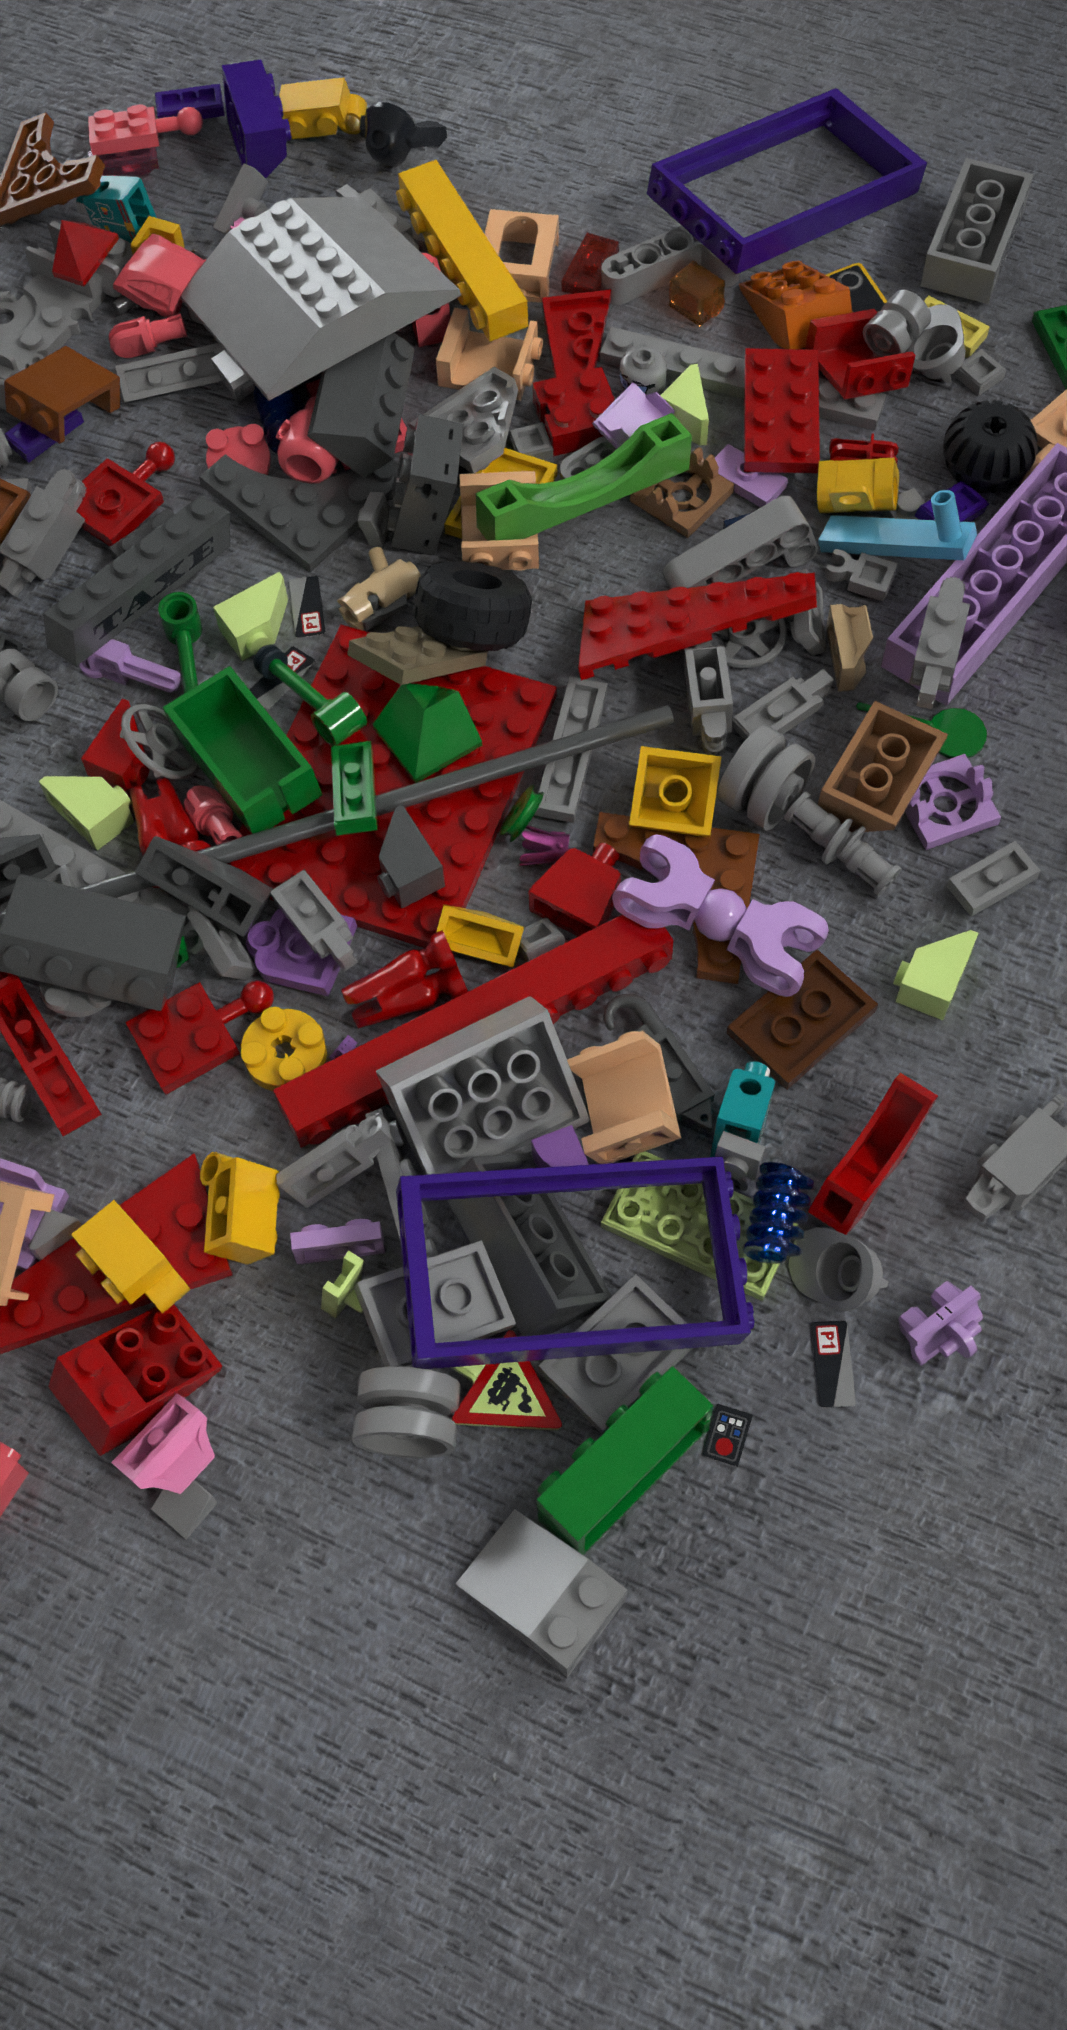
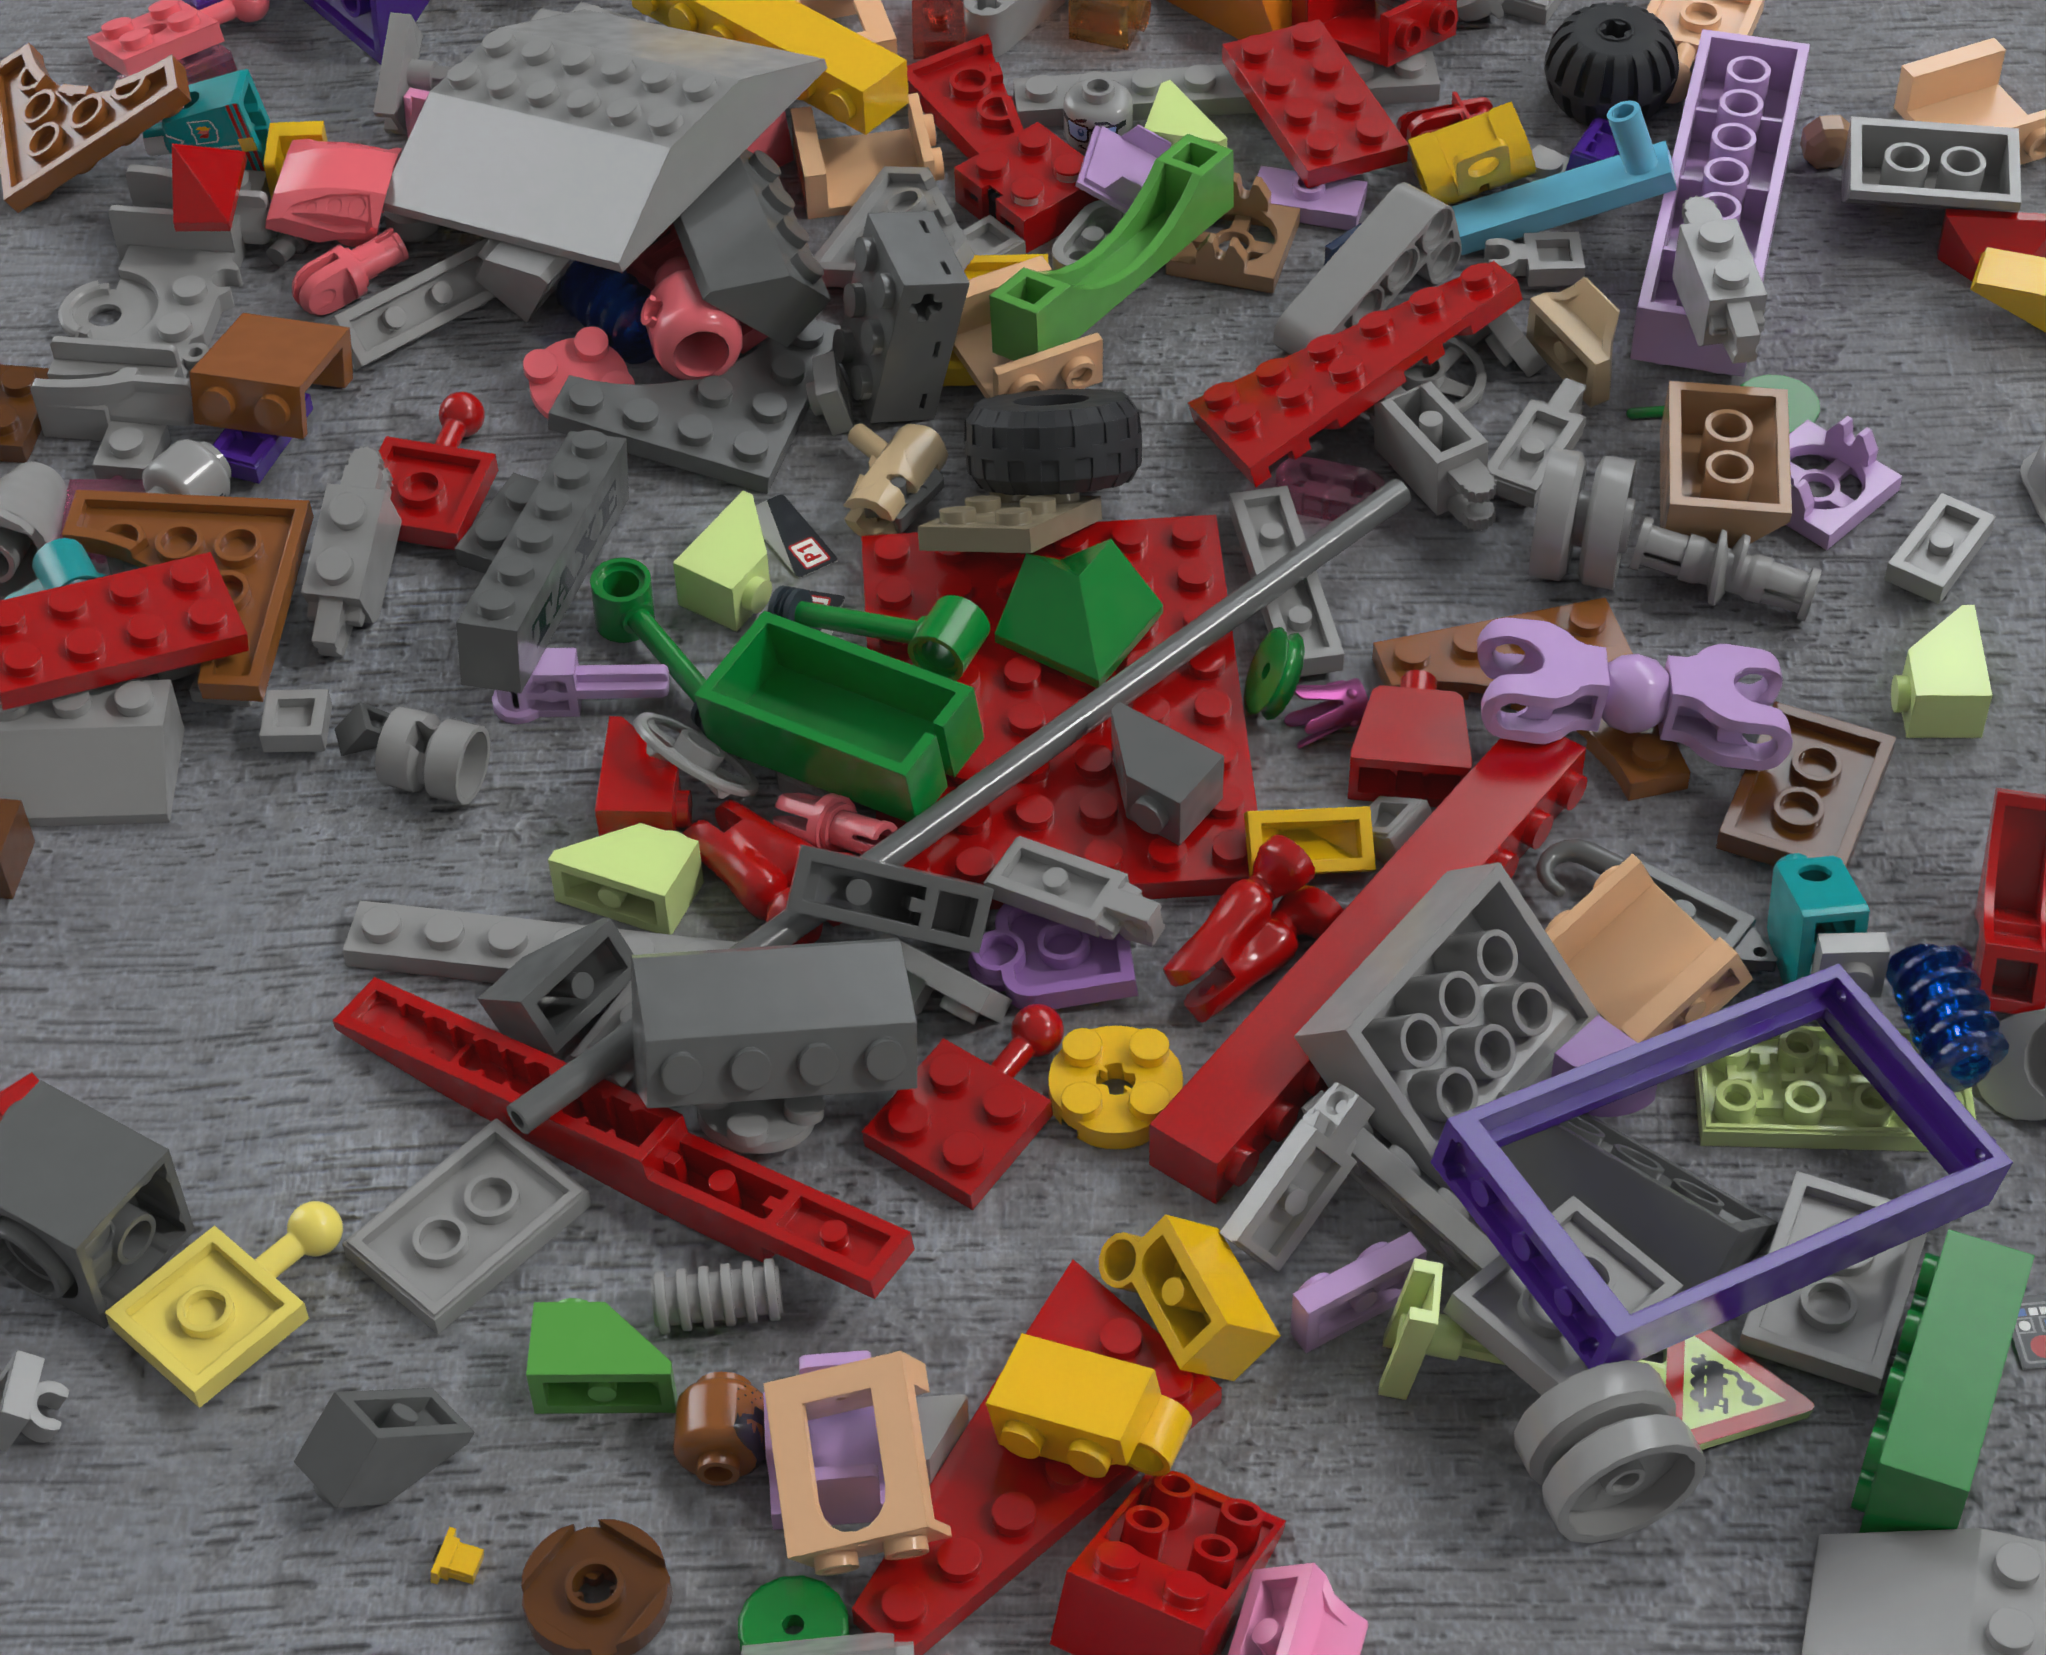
camera: 25 degrees left, 15 degrees down
(346, 1045) = (1201, 1050): medium lavender piece -> none
(353, 788) = (1031, 711): green tile -> none
(640, 690) = (1328, 486): none -> clear pink beam
(675, 791) = (1467, 572): yellow slope -> none

